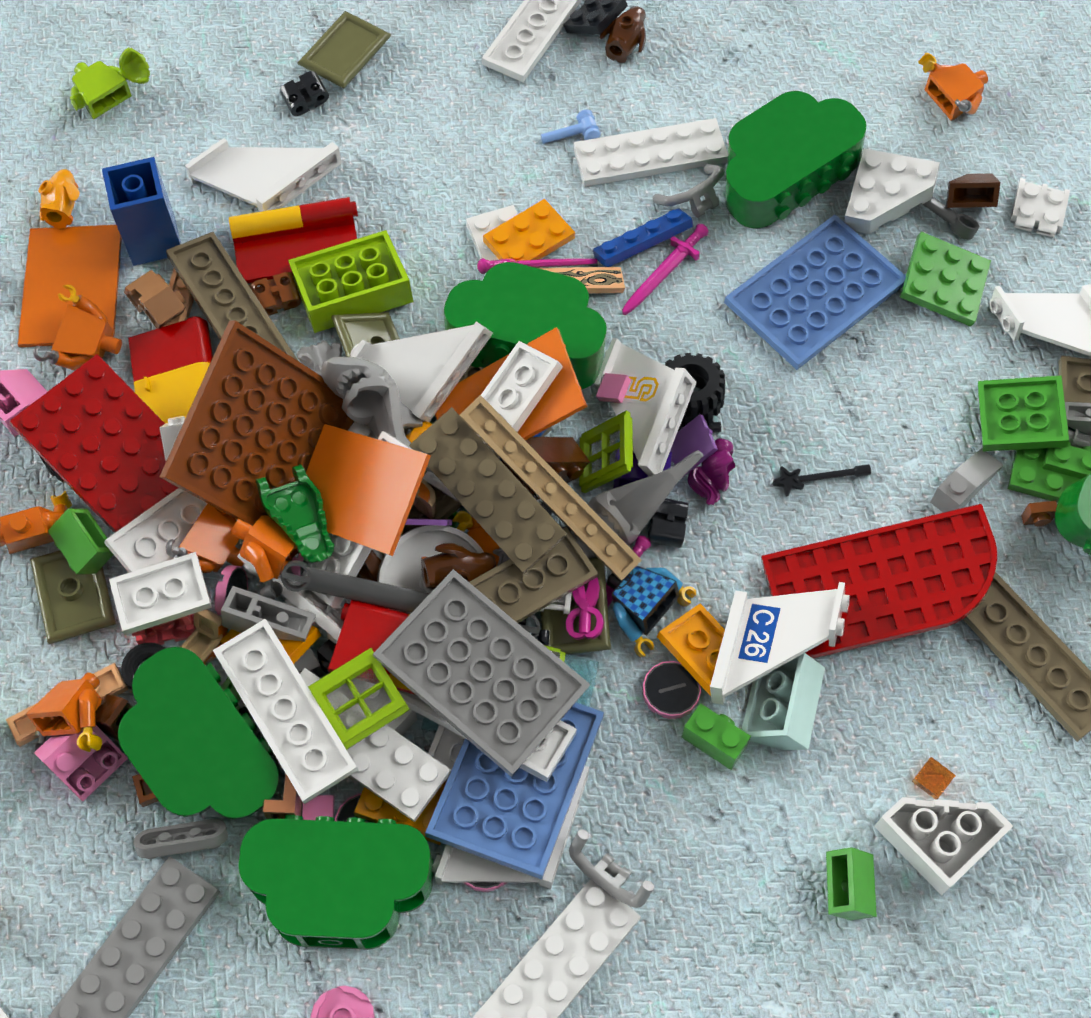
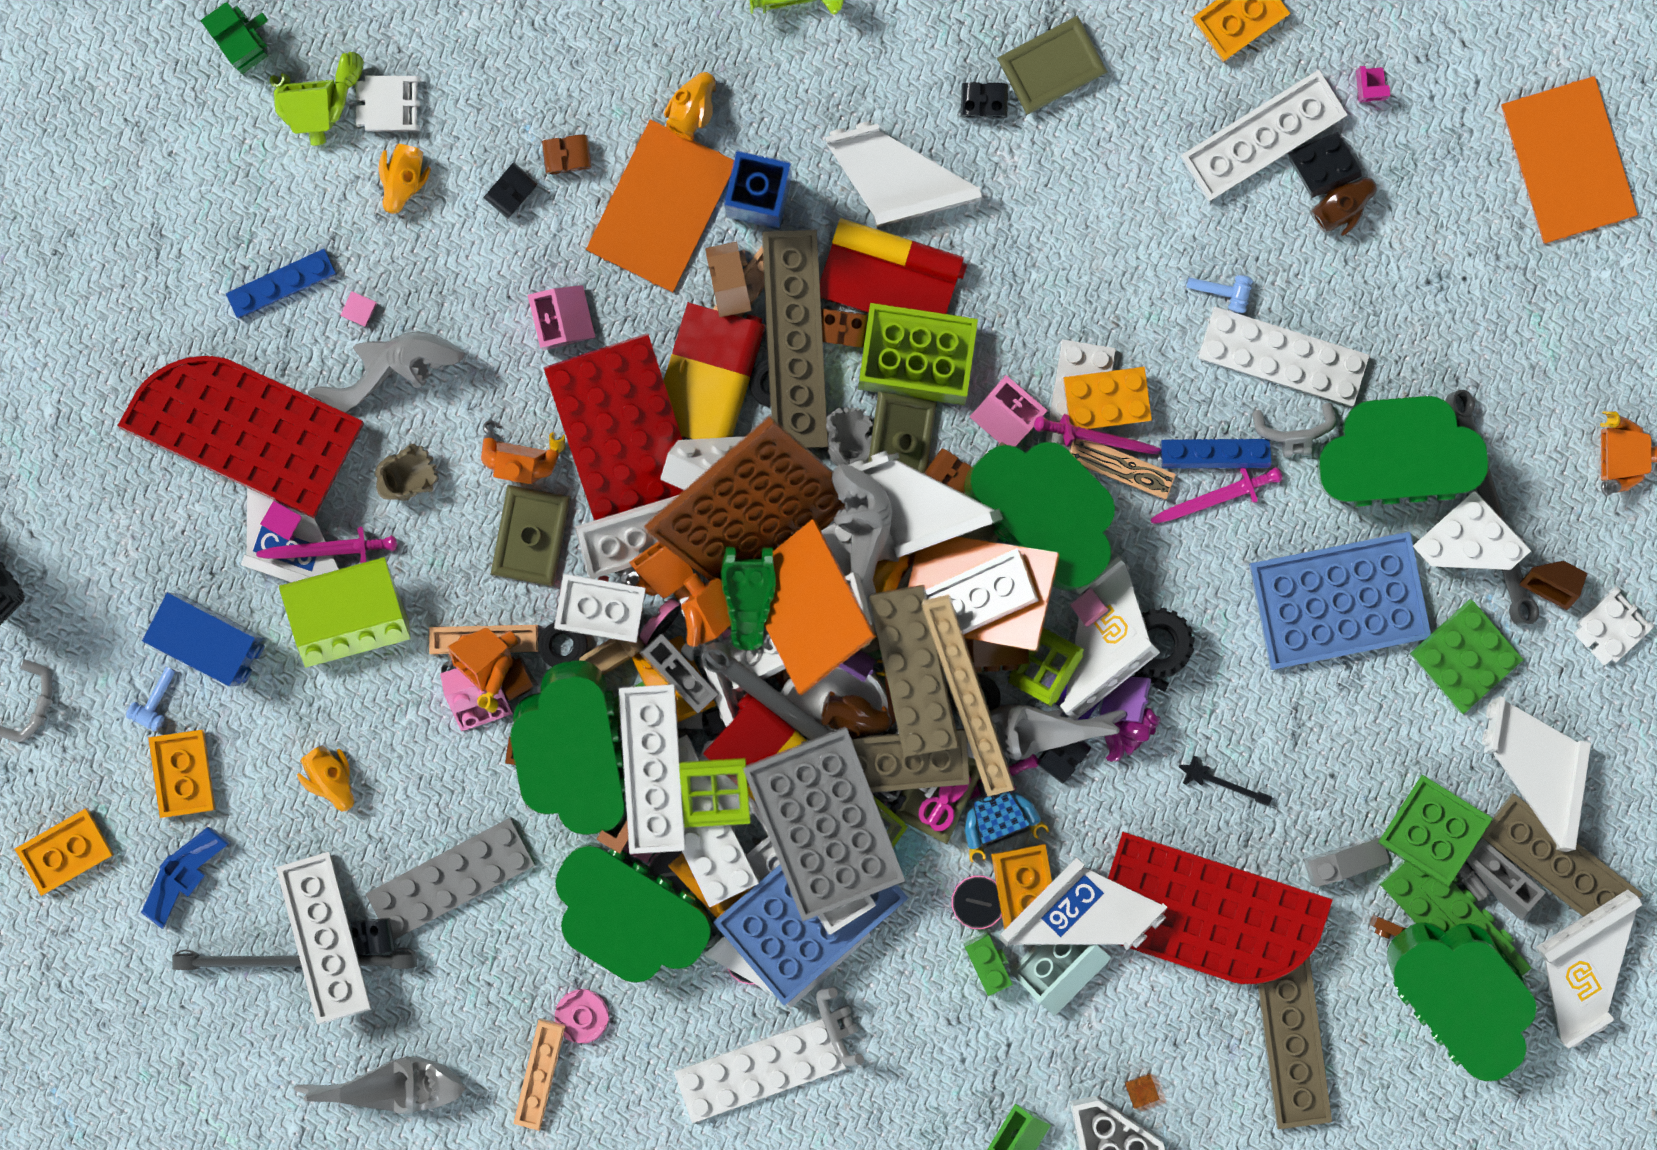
camera: 30 degrees right, 25 degrees up
(80, 541) = (557, 505): bright green brick -> none
(81, 334) = (645, 282): orange torso -> none
(180, 838) = (512, 806): light grey plate -> none
(444, 274) = (1007, 412): none -> bright pink slope

